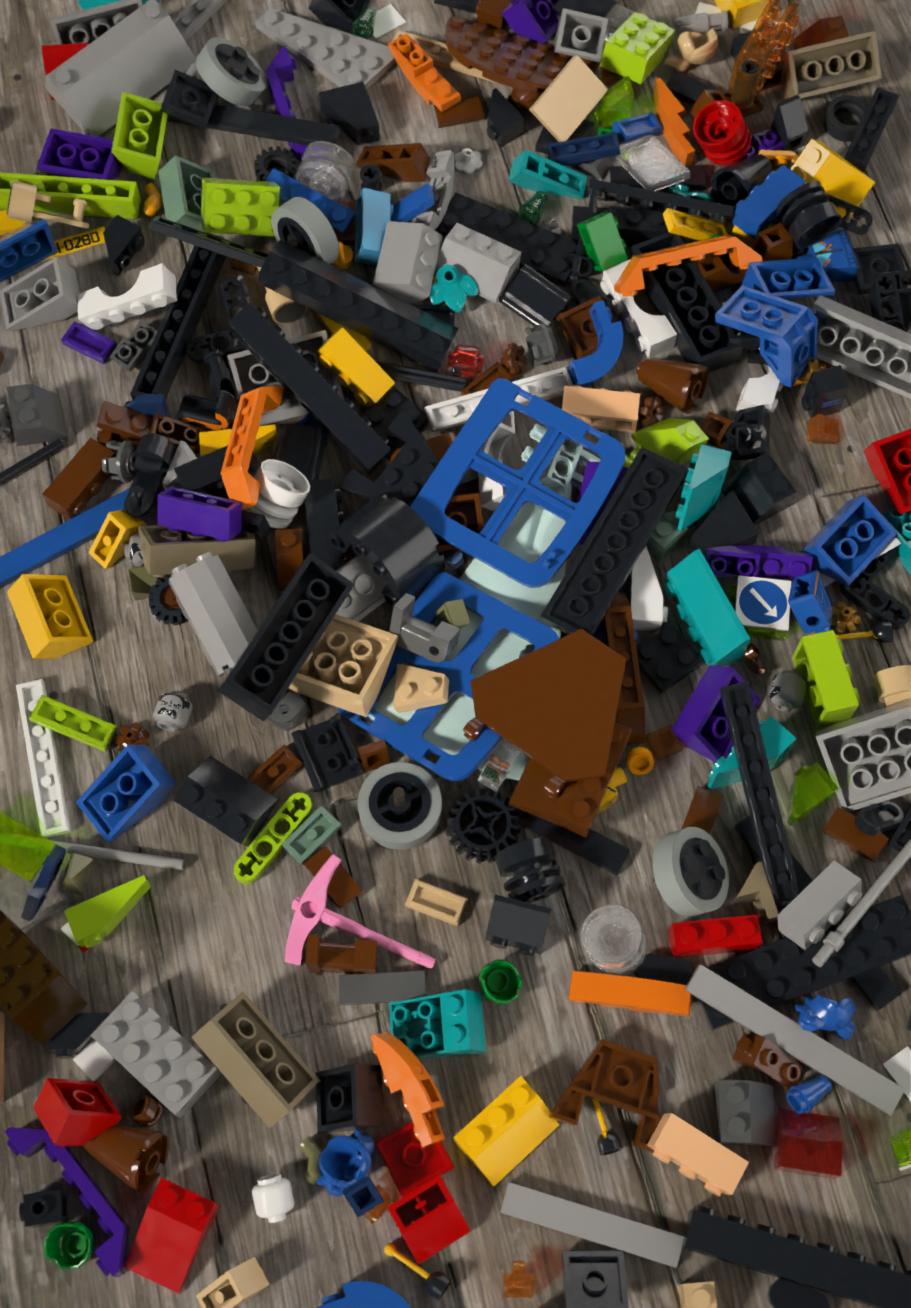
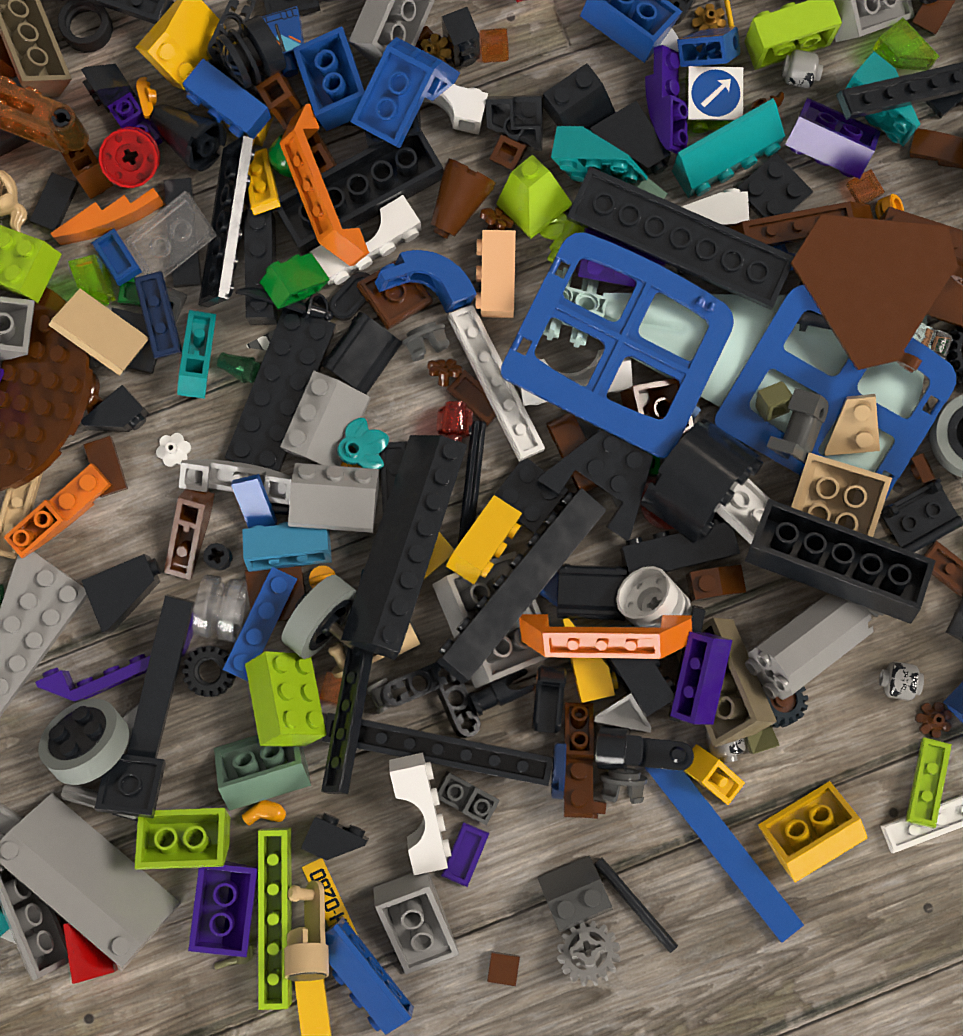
camera: 95 degrees left, 15 degrees up
(79, 480) = (648, 827): reddish brown brick -> none
(683, 190) = (210, 195): teal plate -> none

